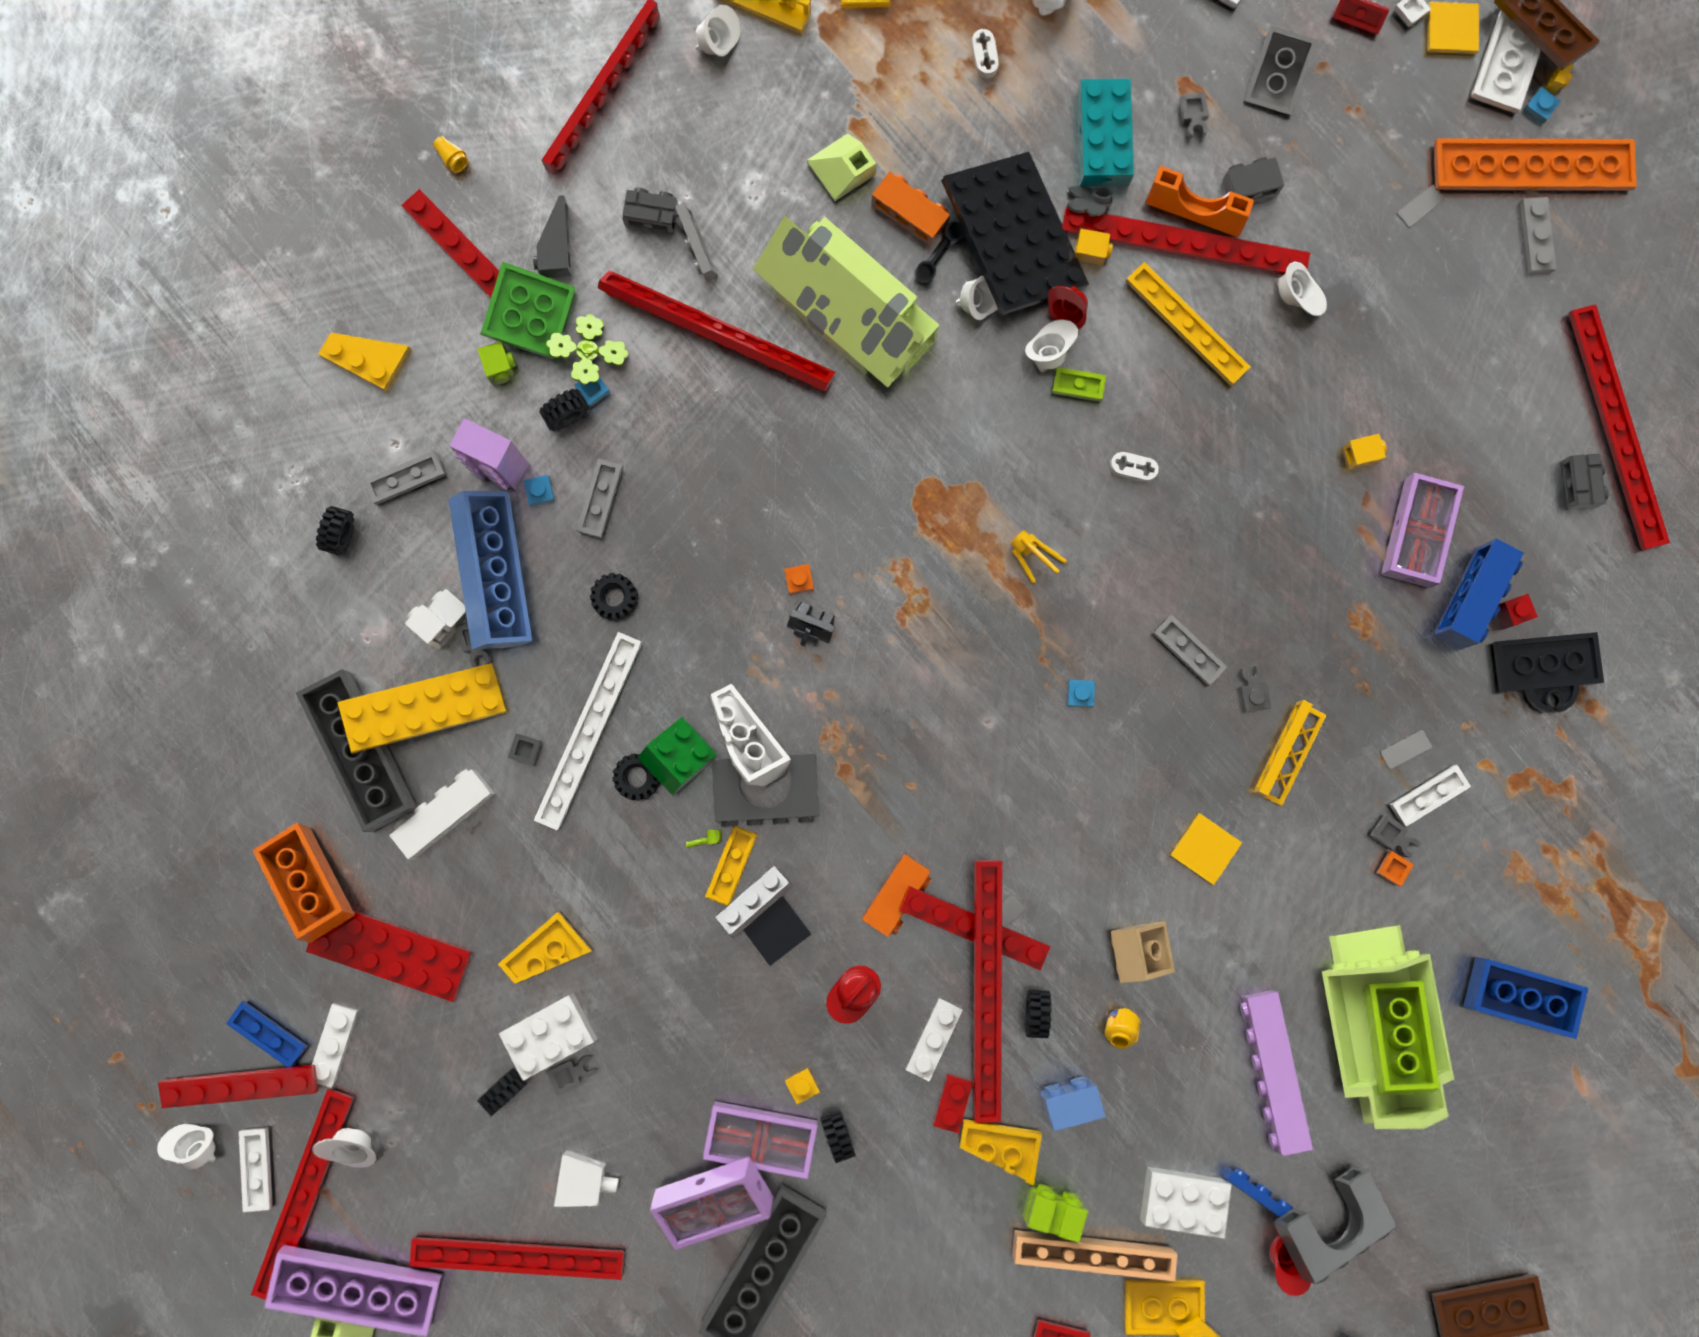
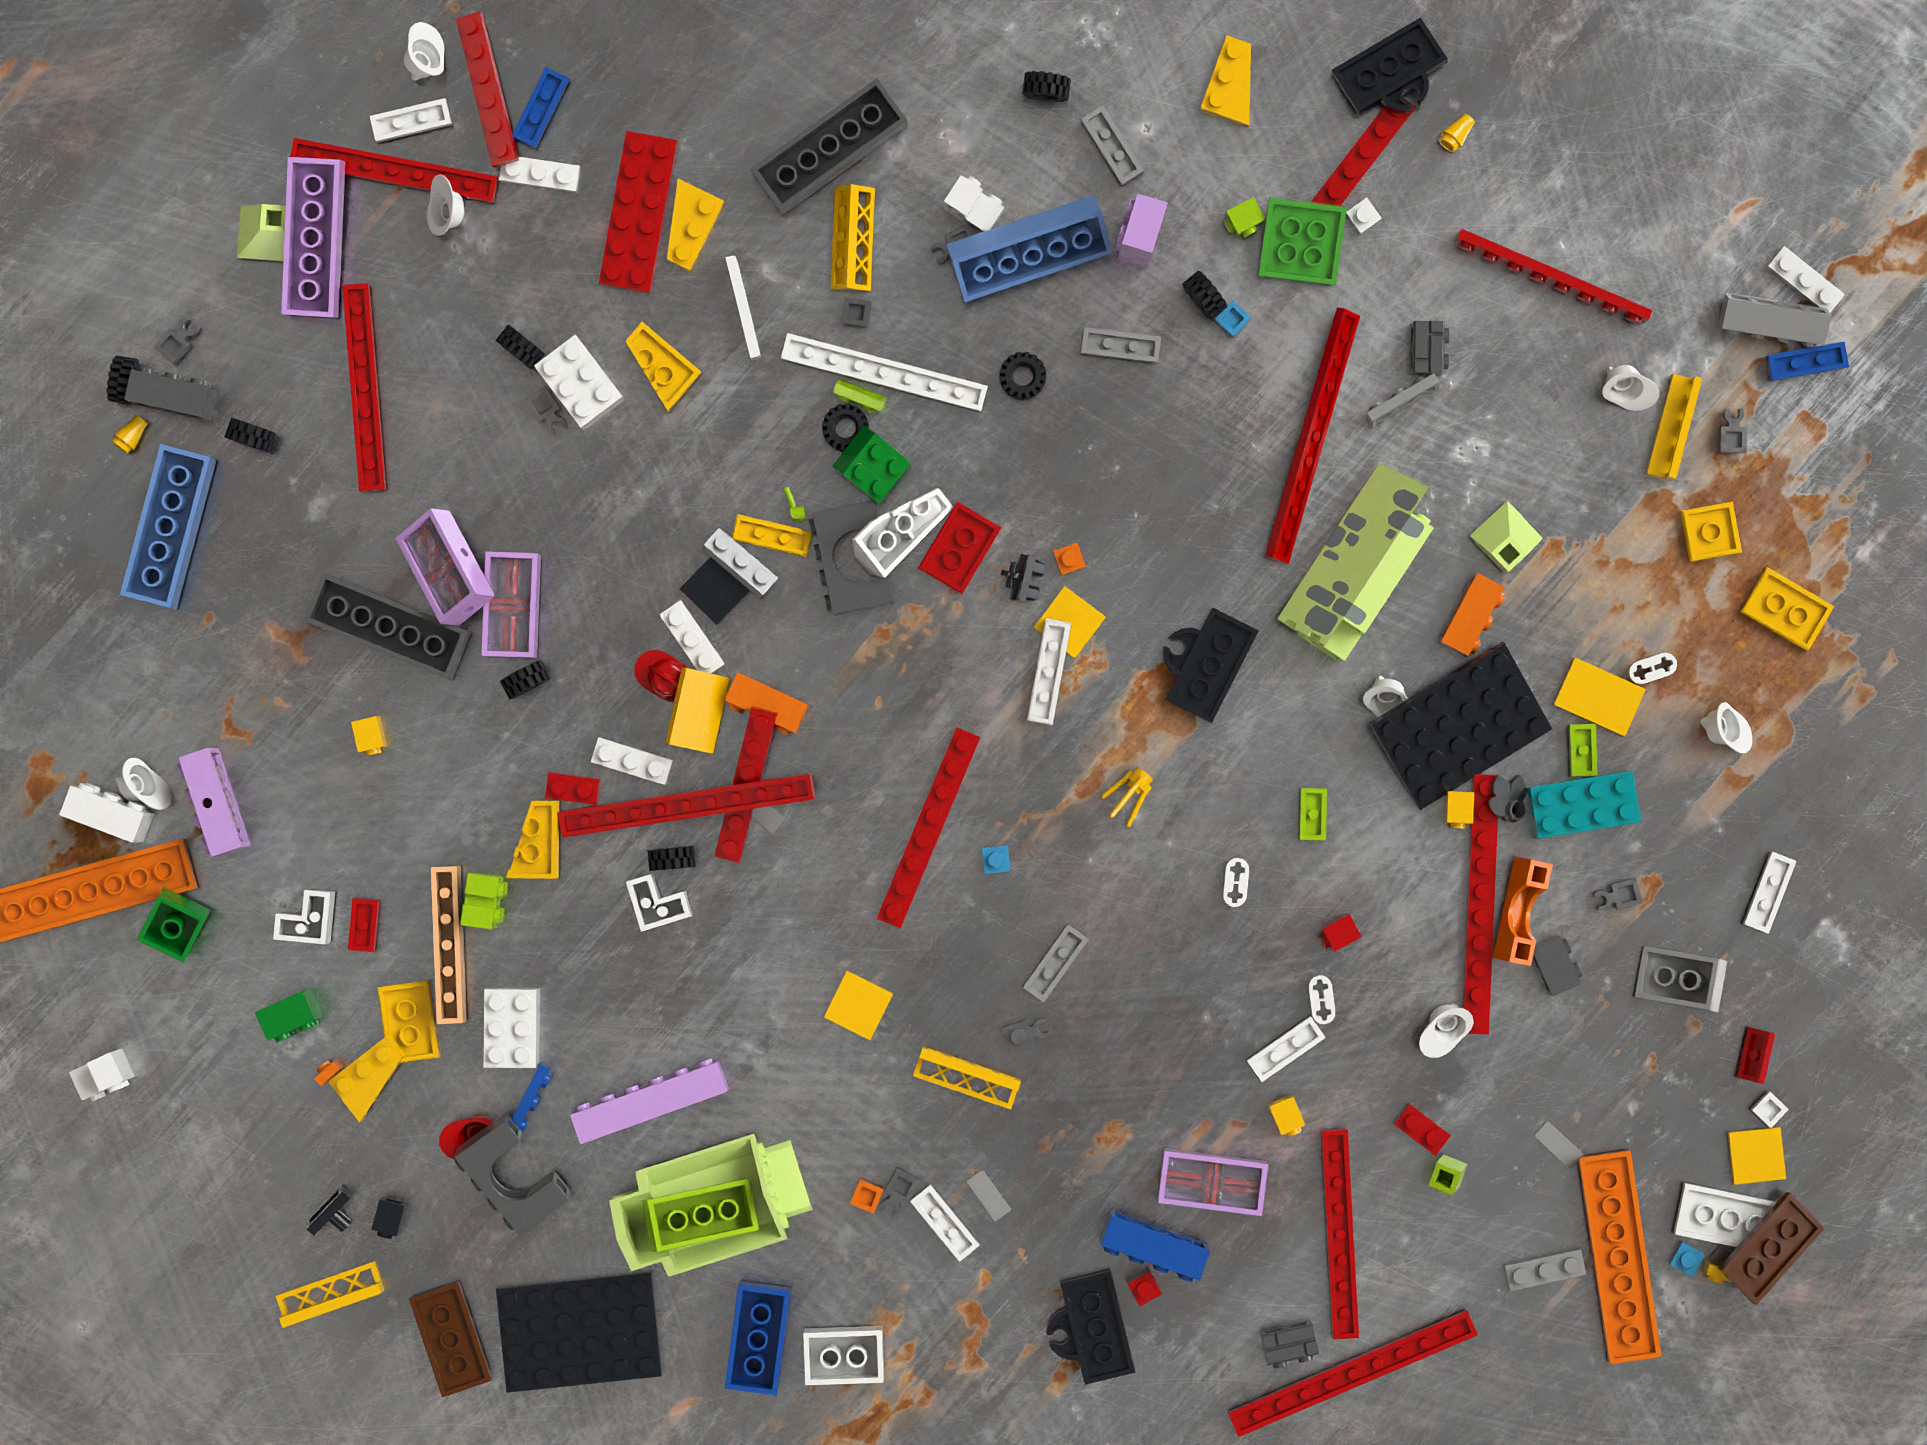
camera: 85 degrees right, 5 degrees up
(303, 883) = (692, 119): orange brick -> none
(379, 204) = (1392, 69): none -> black plate
(409, 899) = (691, 223): none -> yellow wing
(421, 708) = (881, 204): yellow plate -> none
(441, 814) = (779, 241): white brick -> none
(458, 751) = (847, 238): none -> yellow fence
(500, 860) = (743, 308): none -> white tile
(514, 252) = (1363, 216): none -> white plate
(539, 490) = (1120, 282): dark azure plate -> none
(553, 247) = (1375, 256): dark grey slope -> none
(582, 1181) = (446, 439): white torso -> none
(587, 350) = (1271, 307): plant -> none
(613, 748) = (850, 392): none -> lime plate
(772, 683) = (959, 547): none -> red tile
(802, 1086) = (567, 638): yellow plate -> none
(822, 960) = (691, 638): none -> white plate
(860, 587) = (1079, 613): none -> yellow tile
(870, 1305) = (369, 735): none -> yellow brick
(894, 966) = (697, 710): none -> yellow tile
(905, 614) = (1049, 671): none -> white tile
(919, 461) = (1208, 663): none -> black plate
(950, 235) = (1408, 640): black bar -> none
(1004, 105) = (1599, 697): none -> yellow tile
(1041, 754) = (928, 827): none -> red plate
(1051, 344) = (1349, 779): white piece -> none
(1053, 126) = (1582, 750): none -> lime plate
(1068, 305) = (1390, 791): red piece -> none
(1072, 1103) = (589, 902): medium blue brick -> none
(1086, 1040) = (651, 908): none -> white brick
(1122, 1028) = (669, 944): yellow head -> none
(1142, 952) = (747, 955): tan slope -> none
(1187, 324) = (1393, 917): yellow plate -> none
(1196, 375) = (1339, 933): none -> red brick
(1257, 397) = (1327, 998): none -> white beam
(1300, 443) = (1285, 1048): none -> white plate
(1392, 328) = (1422, 1129): none -> red plate
(1441, 307) = (1447, 1175): none -> lime brick
(1484, 418) = (1340, 1234): none -> red plate
(1496, 1178) = (579, 1332): none -> black plate
(1552, 914) = (843, 1355): none -> white brick

